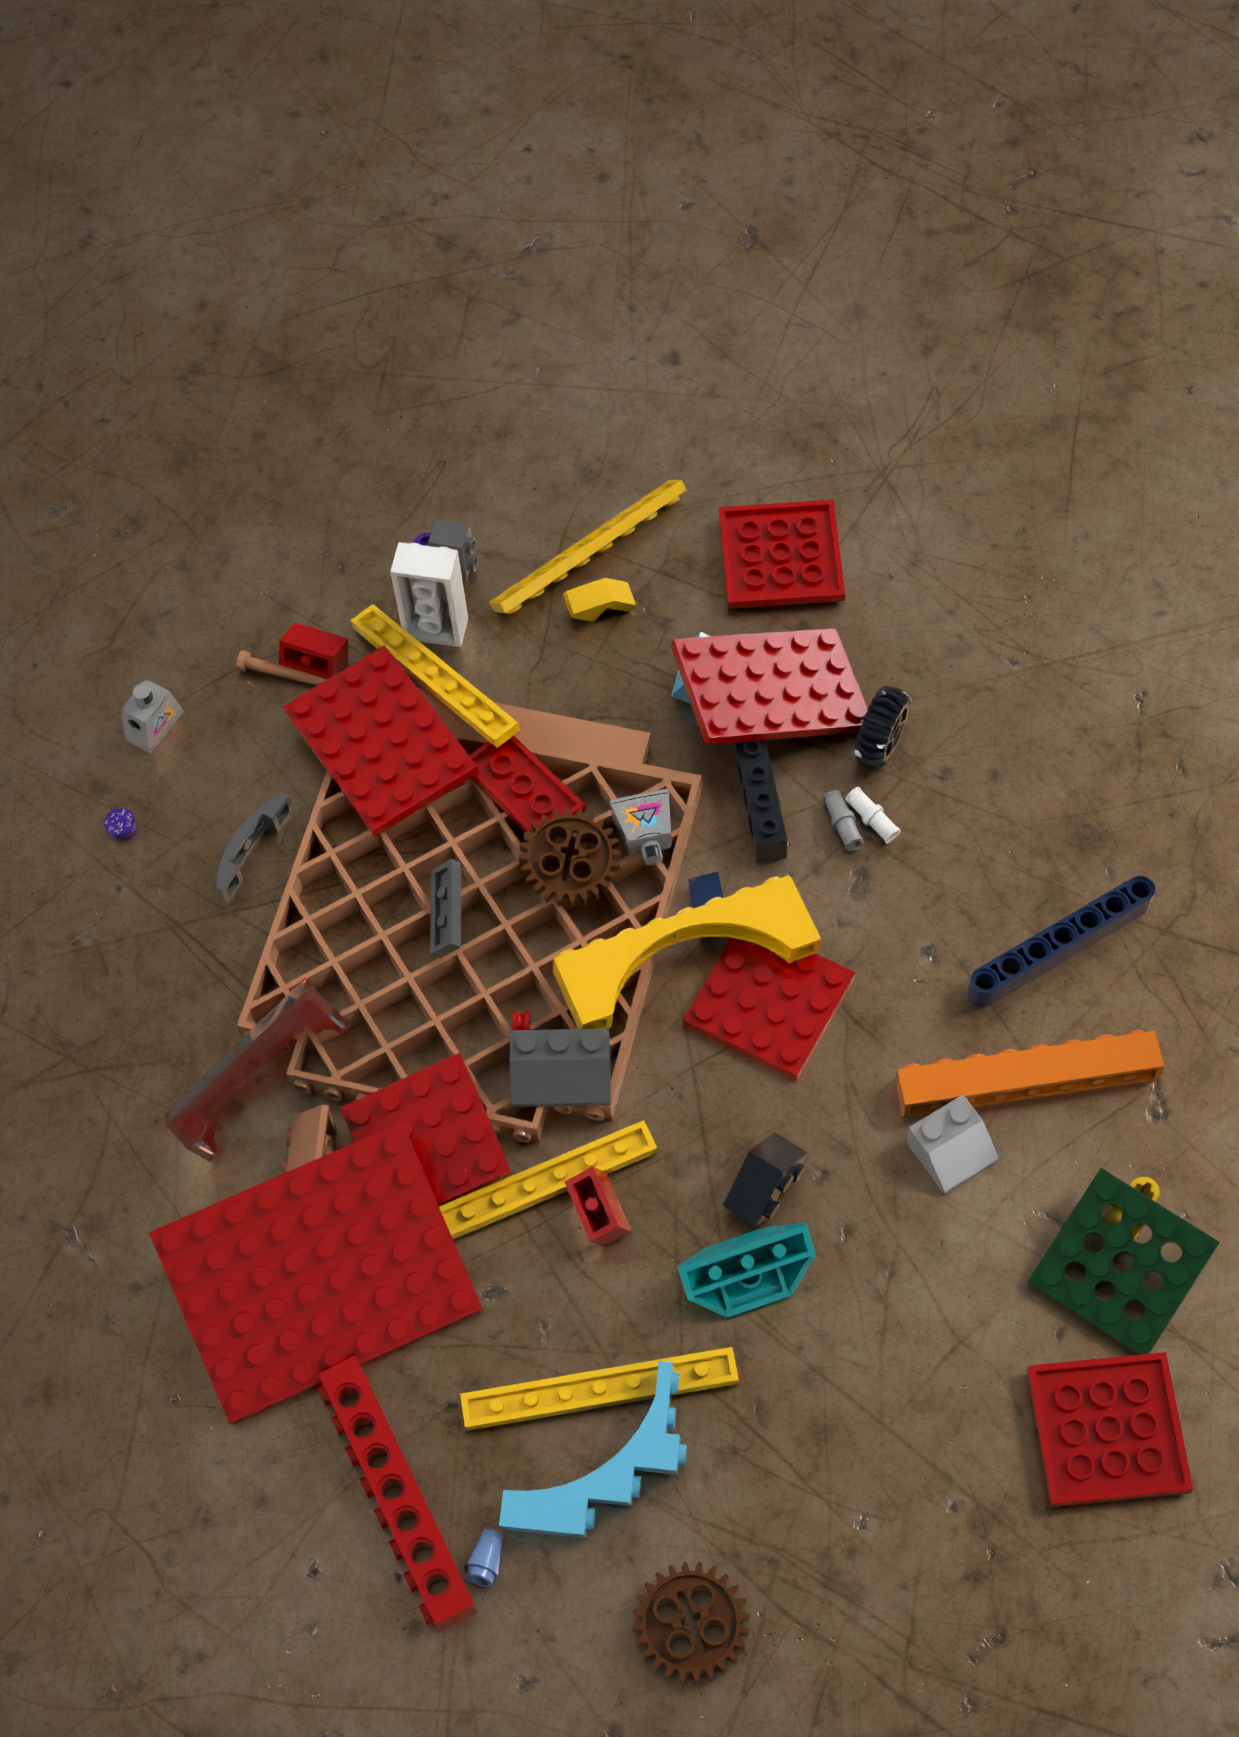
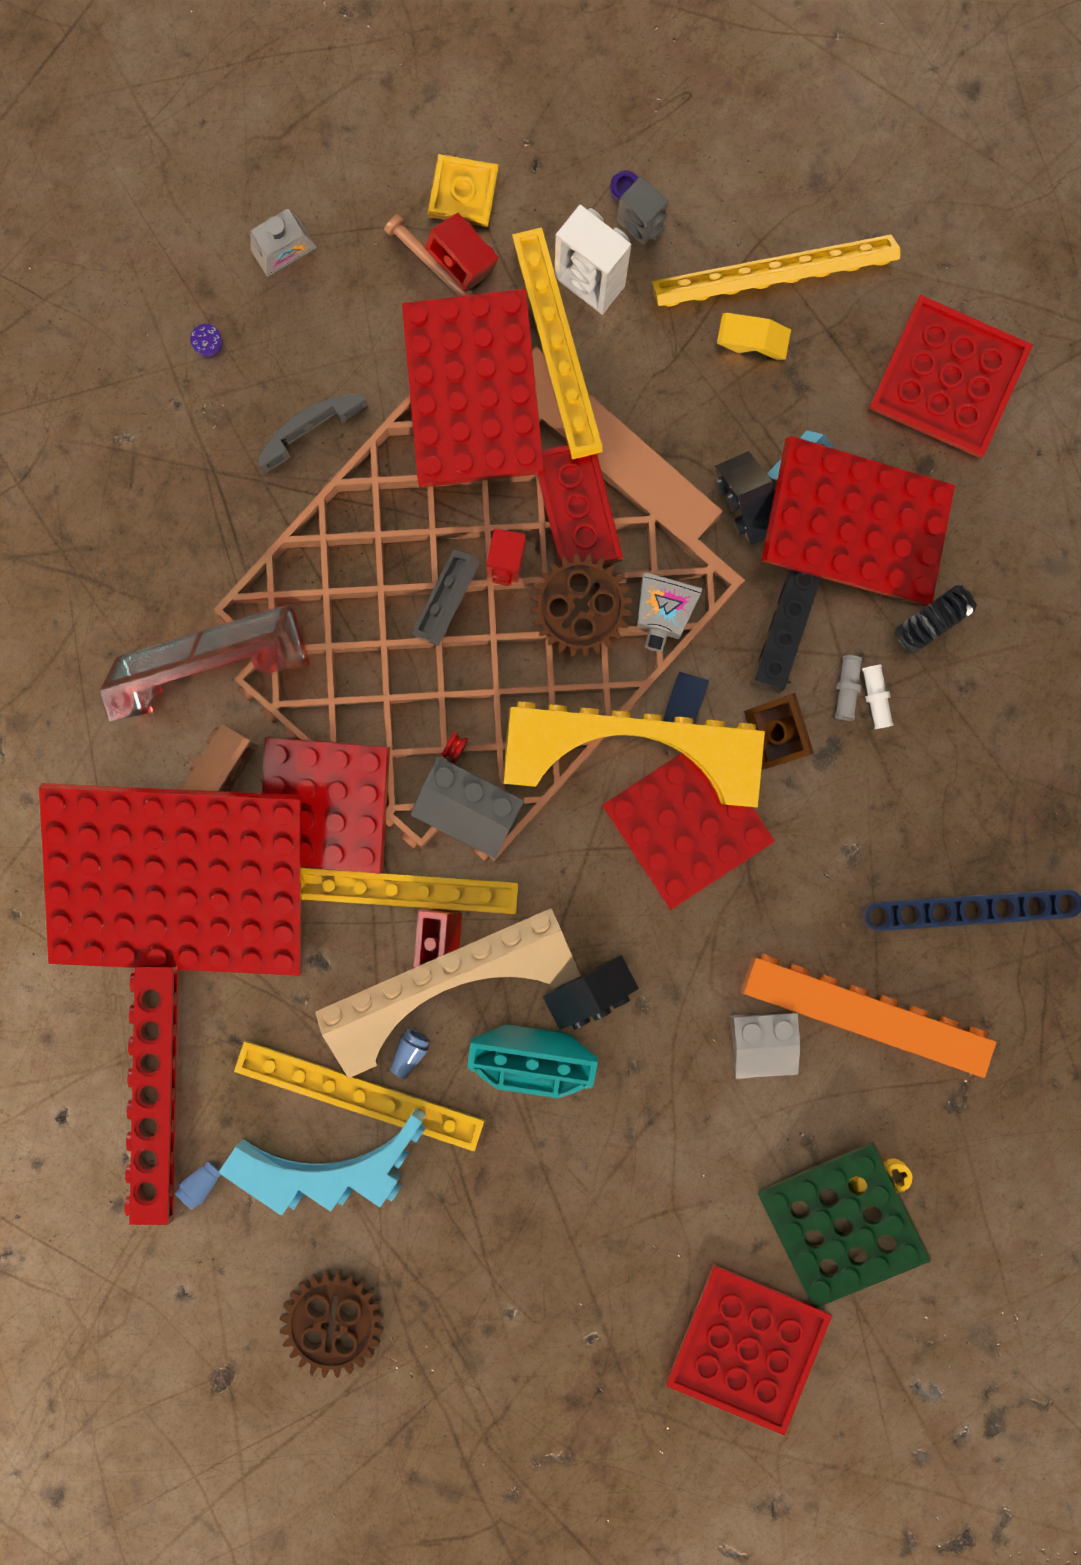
camera: 20 degrees right, 25 degrees up
(288, 604) = (463, 188): none -> yellow plate
(481, 844) = (506, 556): none -> red brick
(565, 1302) = (363, 1021): none -> tan arch
(626, 1324) = (409, 1052): none -> medium blue cone
(668, 709) = (748, 495): none -> black brick
(813, 876) = (784, 729): none -> reddish brown slope

